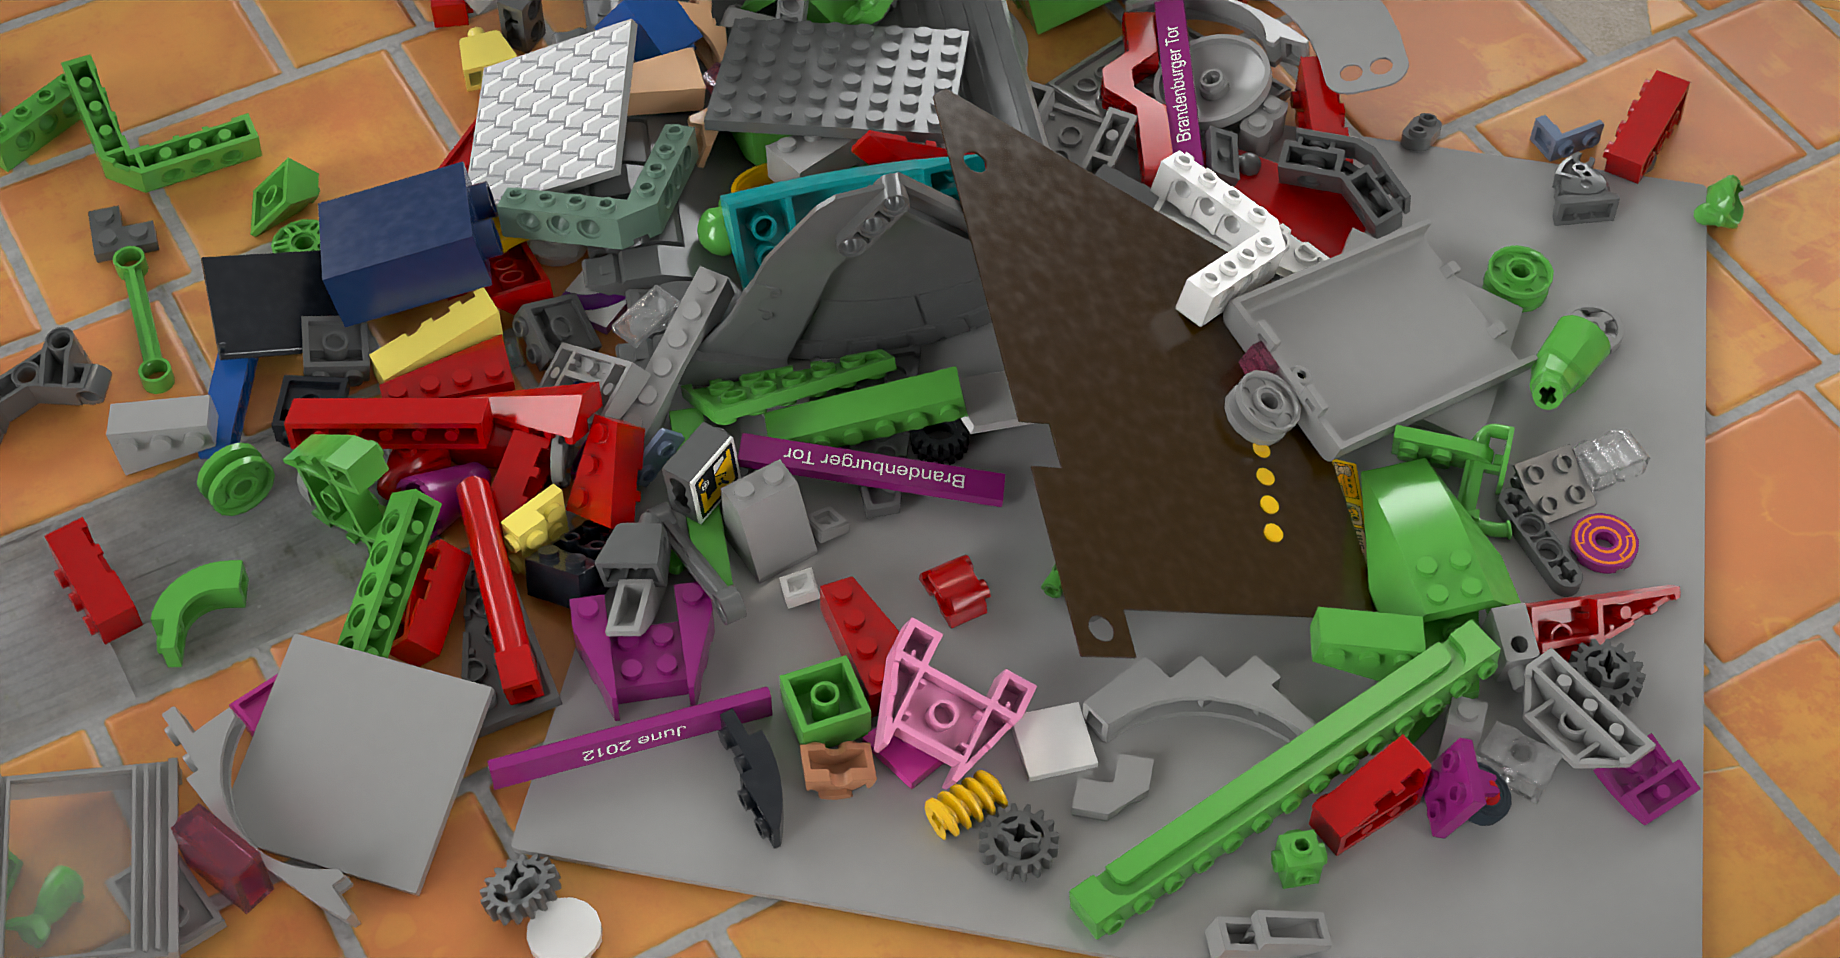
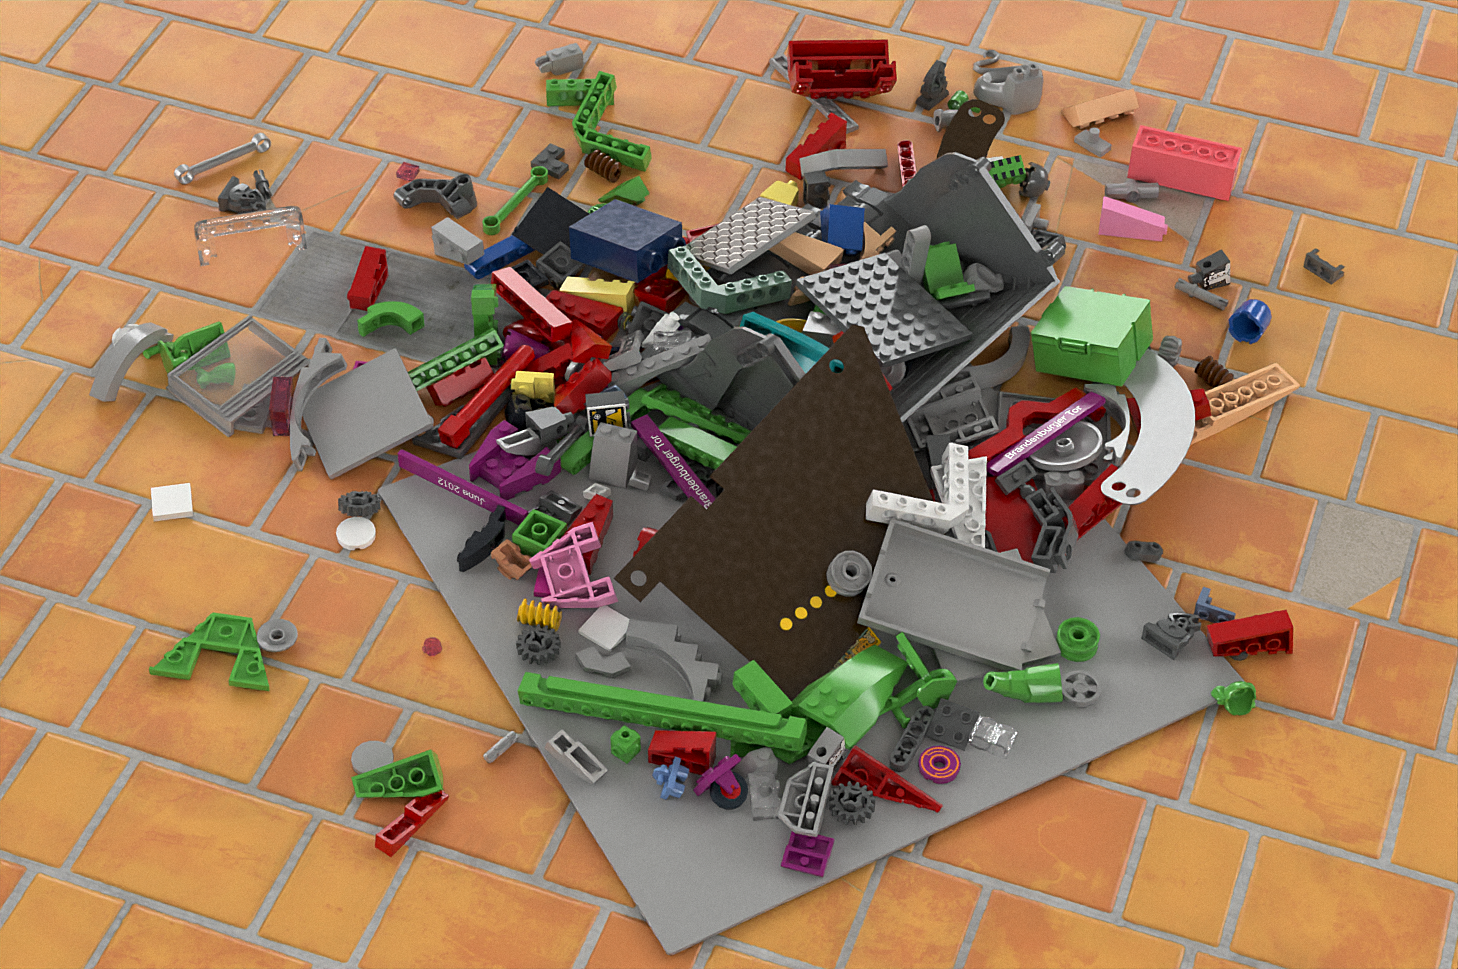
camera: 50 degrees right, 5 degrees down
(206, 184) = (603, 165): none -> reddish brown piece
(235, 479) = (458, 282): bright green wheel -> none
(597, 315) = (666, 324): none -> white torso
(778, 653) = (558, 507): none -> dark grey slope
(1258, 358) = (872, 554): clear pink plate -> none
(1398, 845) = (669, 776): none -> medium blue hips

